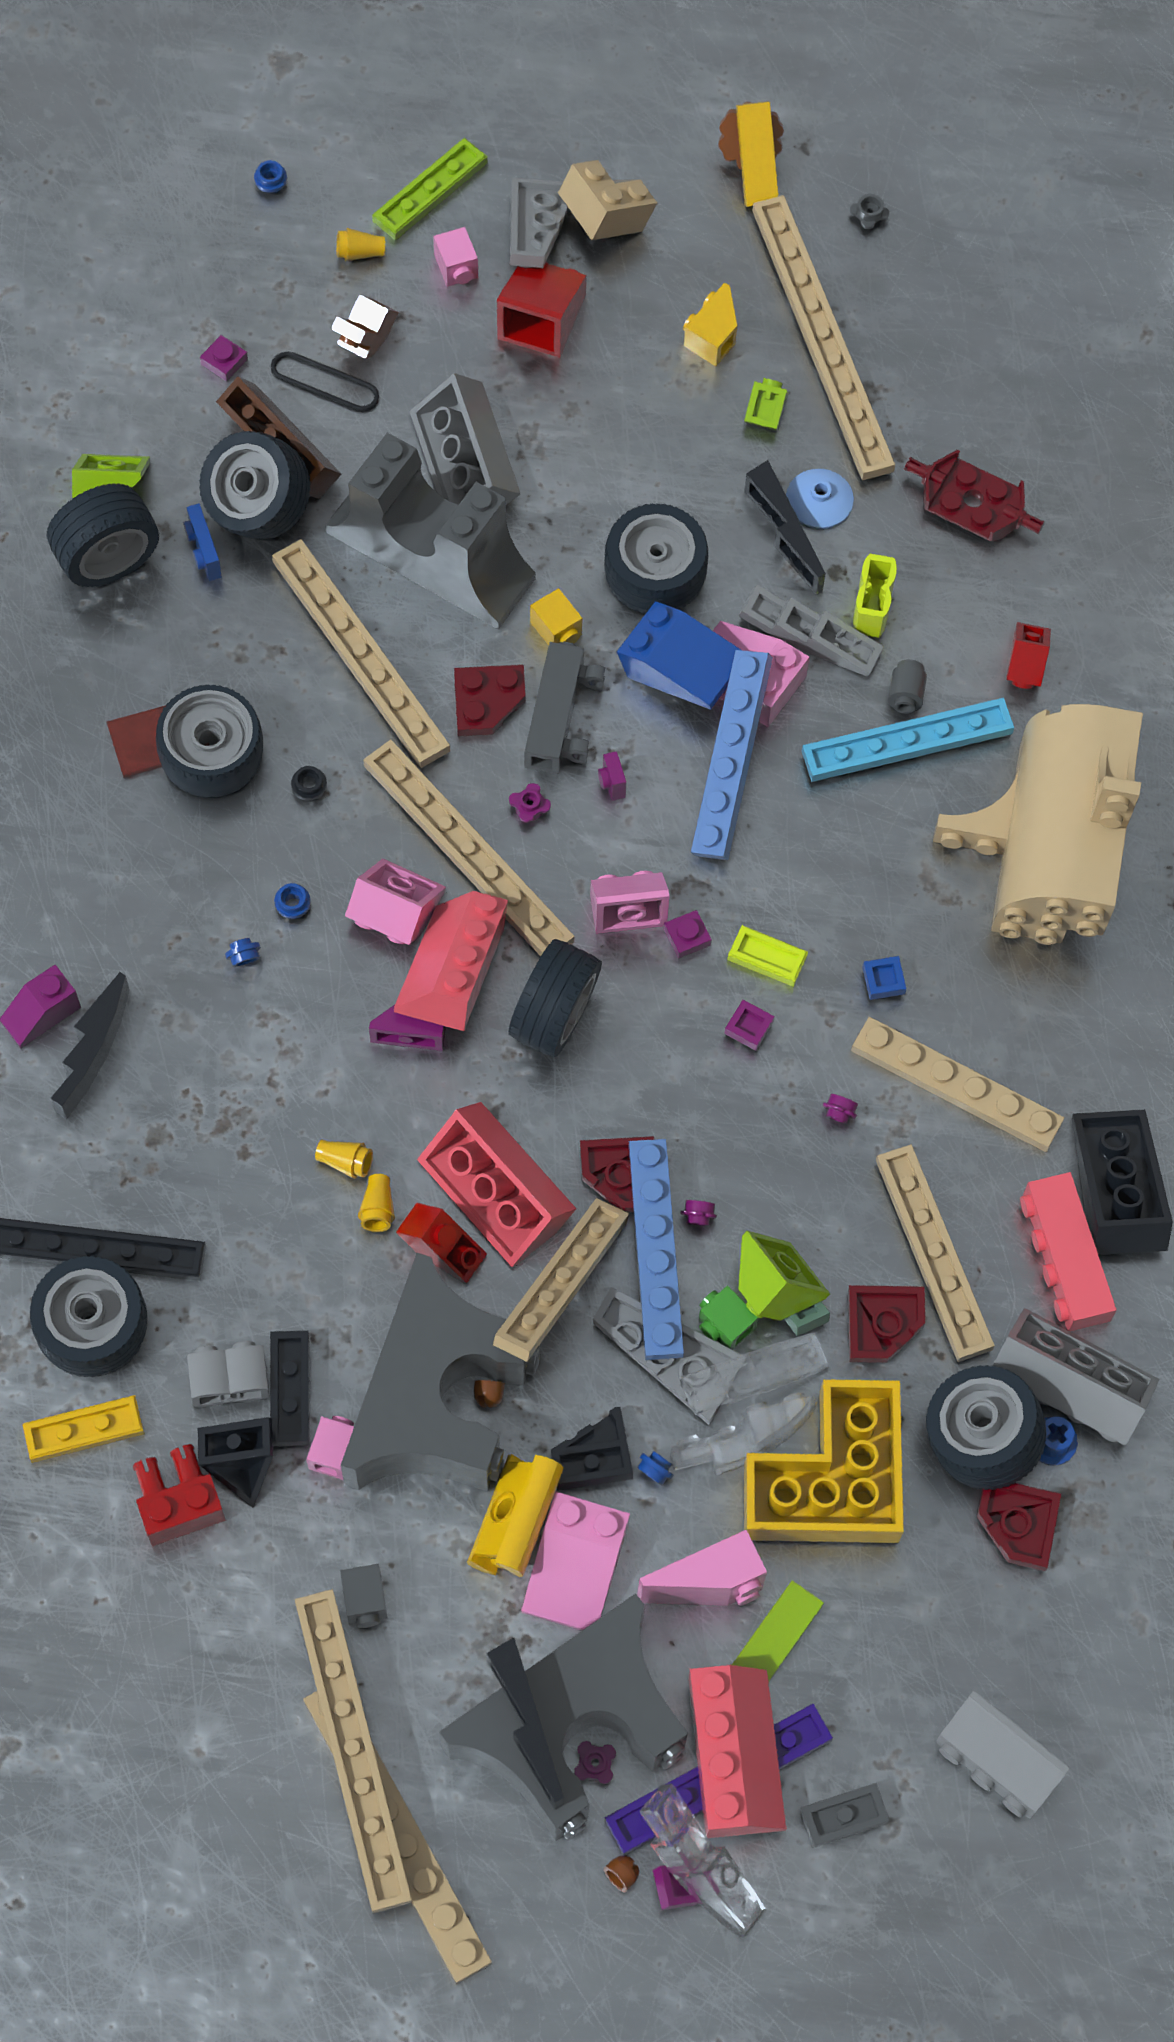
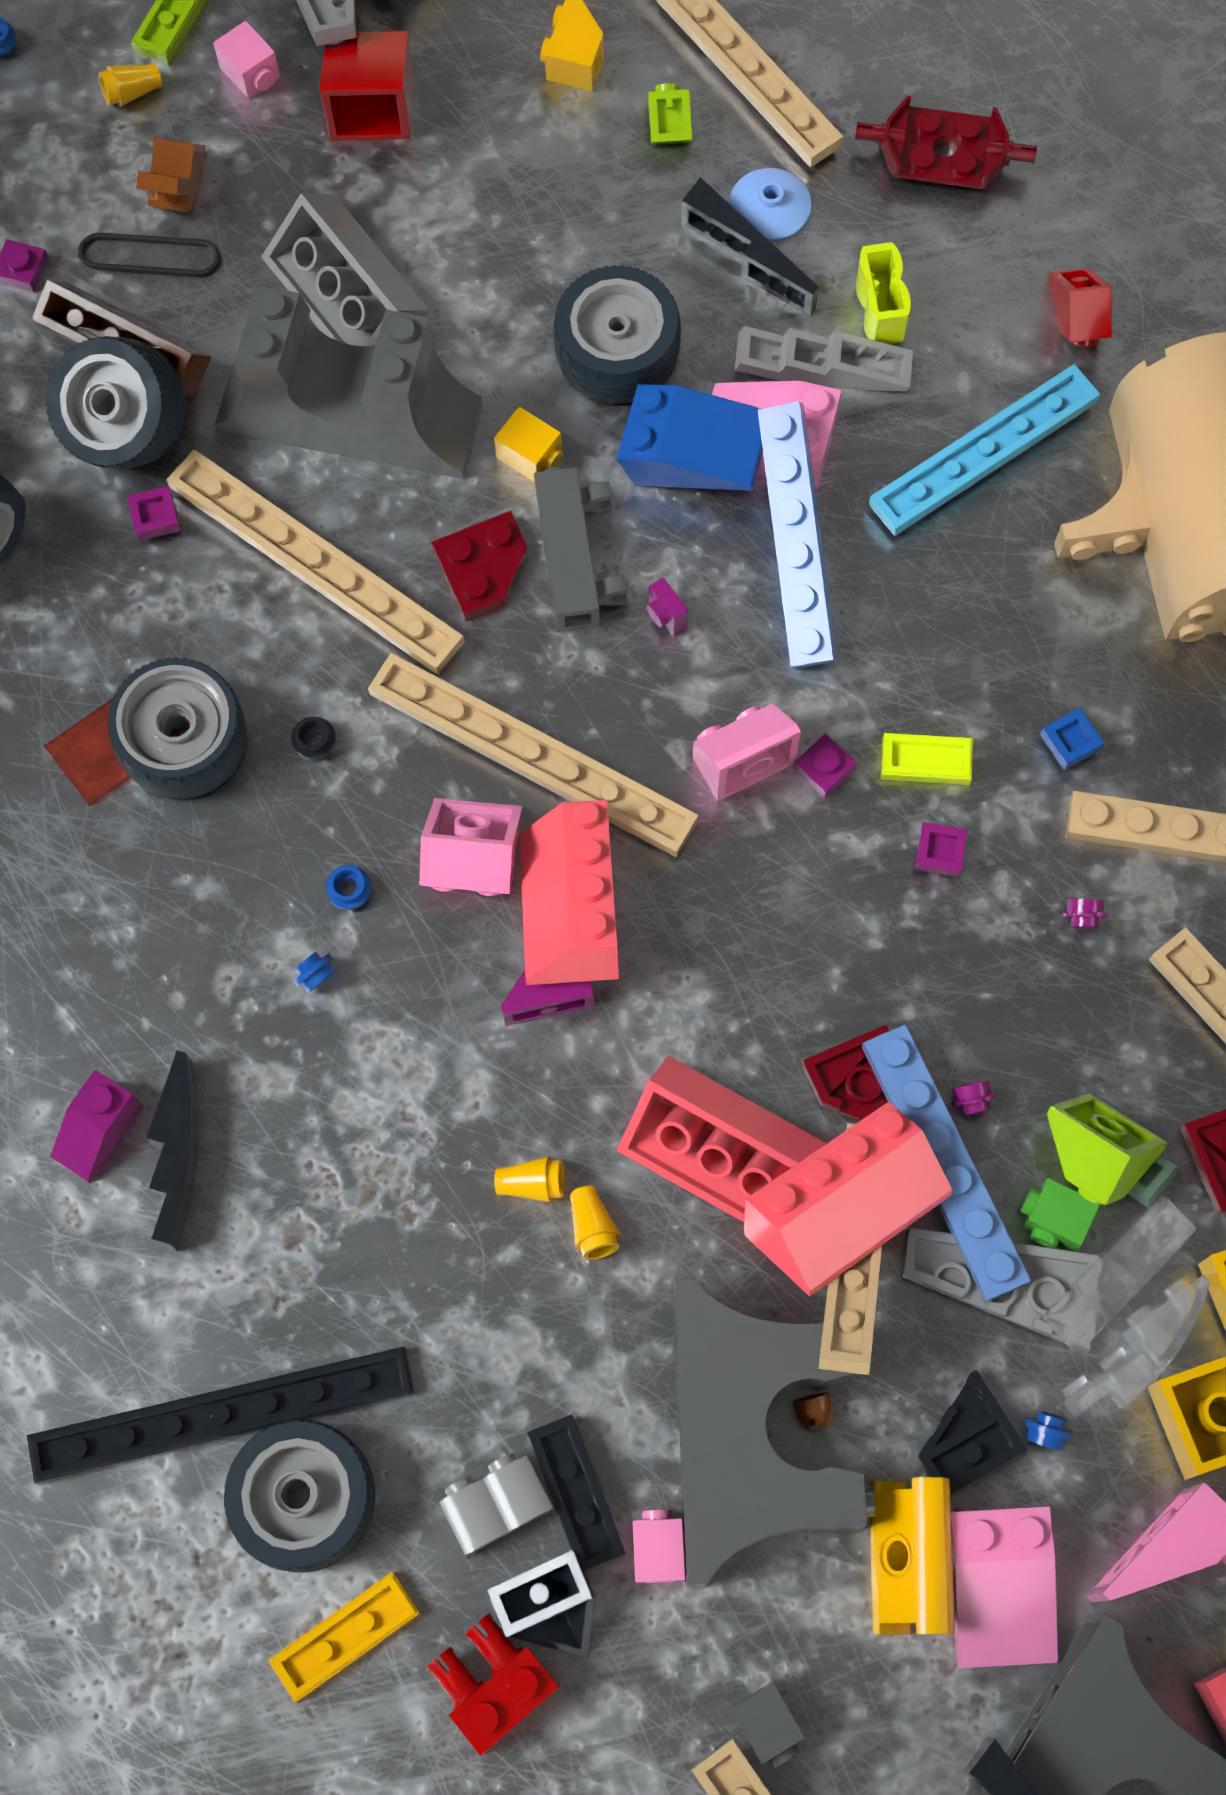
camera: 15 degrees left, 5 degrees up
(206, 554) = (87, 503): blue plate -> none
(253, 577) = (153, 513): none -> magenta plate
(437, 1235) = (687, 1243): red slope -> none
(530, 812) = (581, 684): magenta plate -> none
(554, 997) = (712, 900): black wheel -> none
(566, 1240) = (846, 1199): none -> coral slope
(907, 686) = (960, 387): dark grey brick -> none

